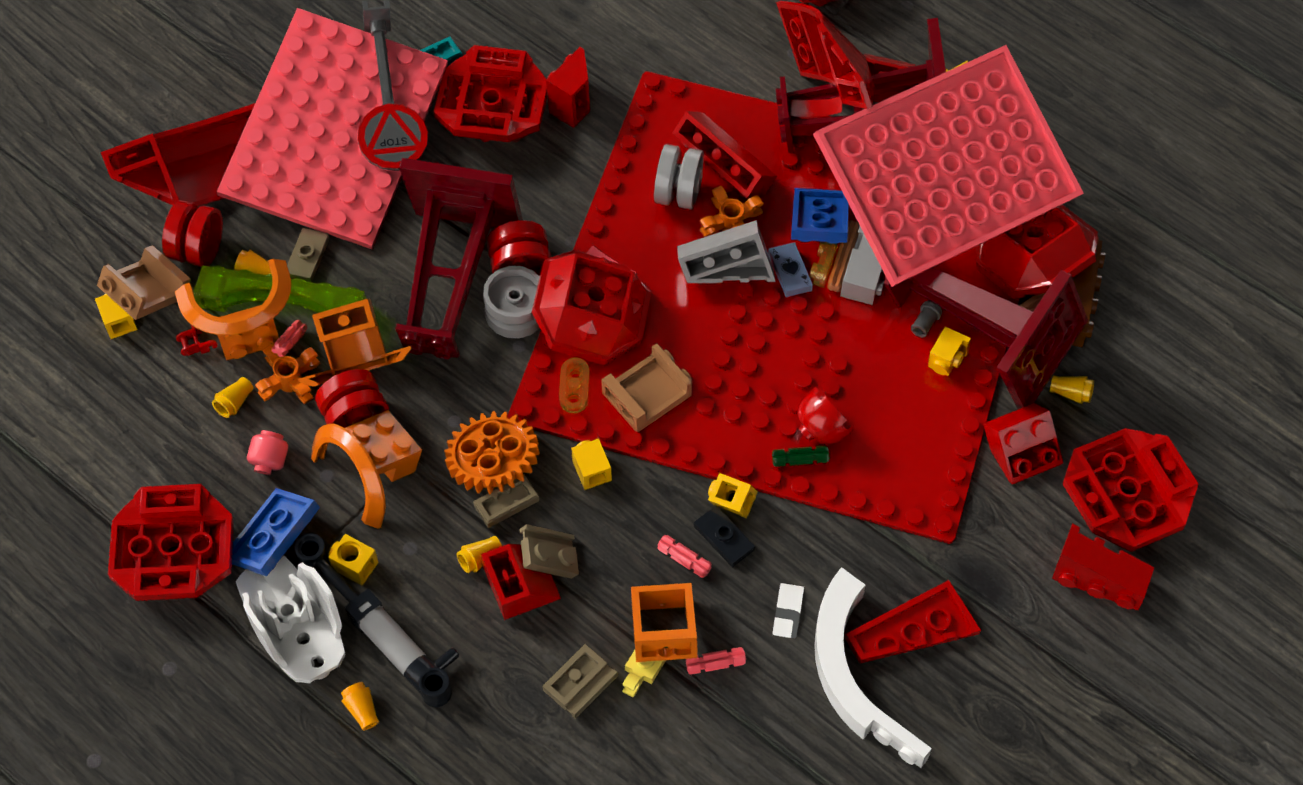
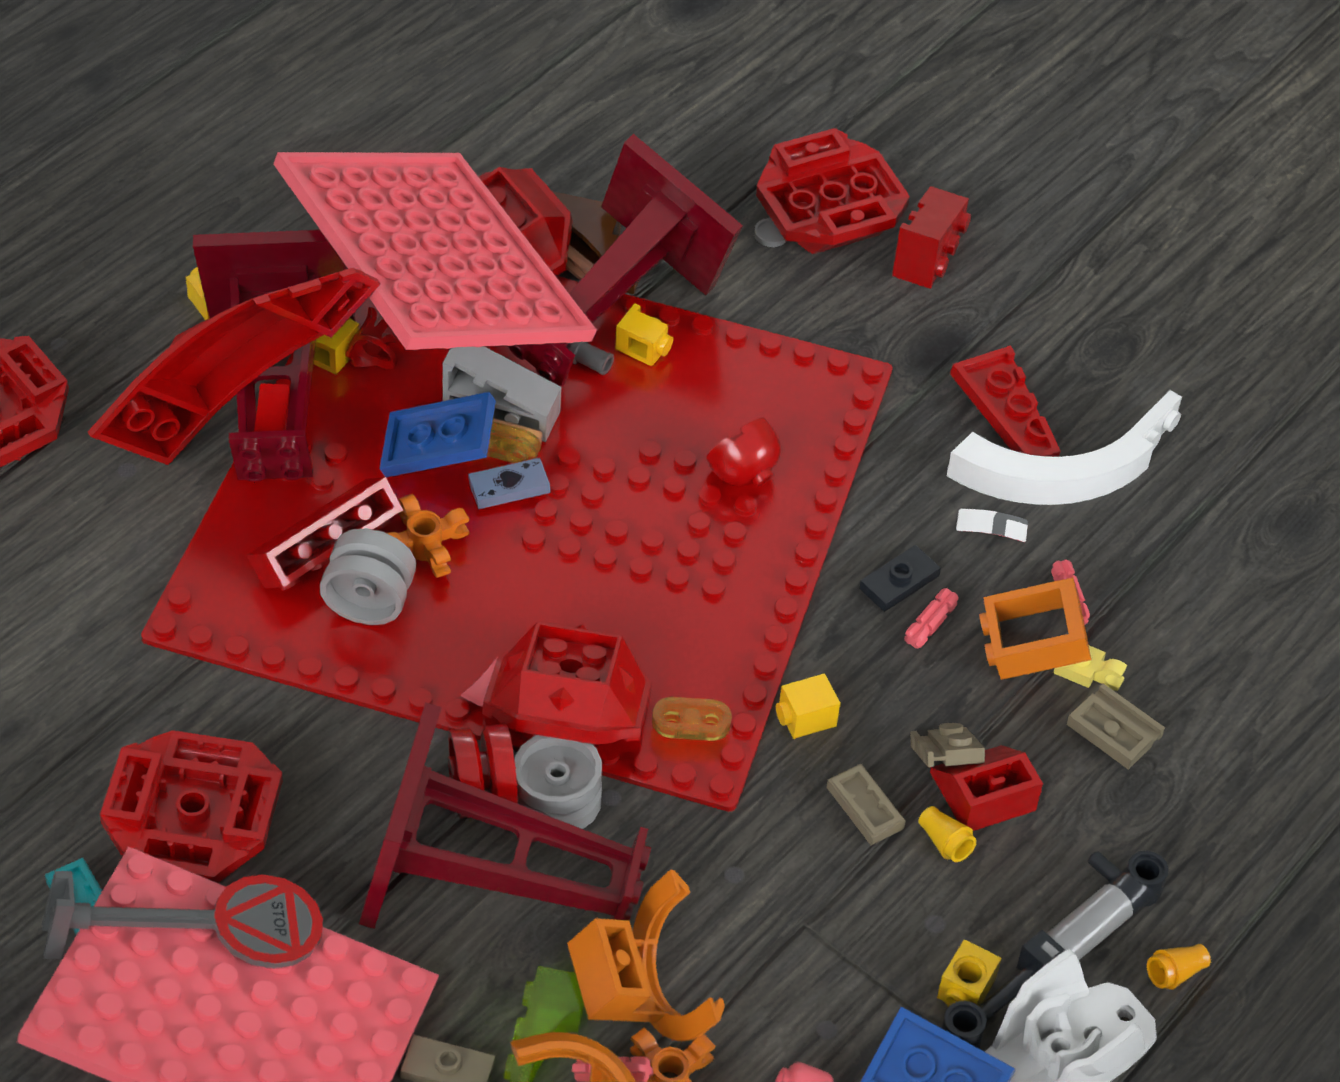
camera: 95 degrees left, 10 degrees down
(350, 398) = (739, 970): red wheel -> none
(375, 448) = (801, 939): orange piece -> none
(491, 452) = (771, 838): orange gear -> none
(569, 89) = (182, 699): red slope -> none
(648, 389) = (695, 639): medium nougat panel -> none
(727, 256) = (500, 533): light grey wedge -> none
(742, 500) = (849, 559): yellow brick -> none
(800, 456) = (790, 490): dark green axle -> none
(1024, 442) = (763, 284): red slope -> none

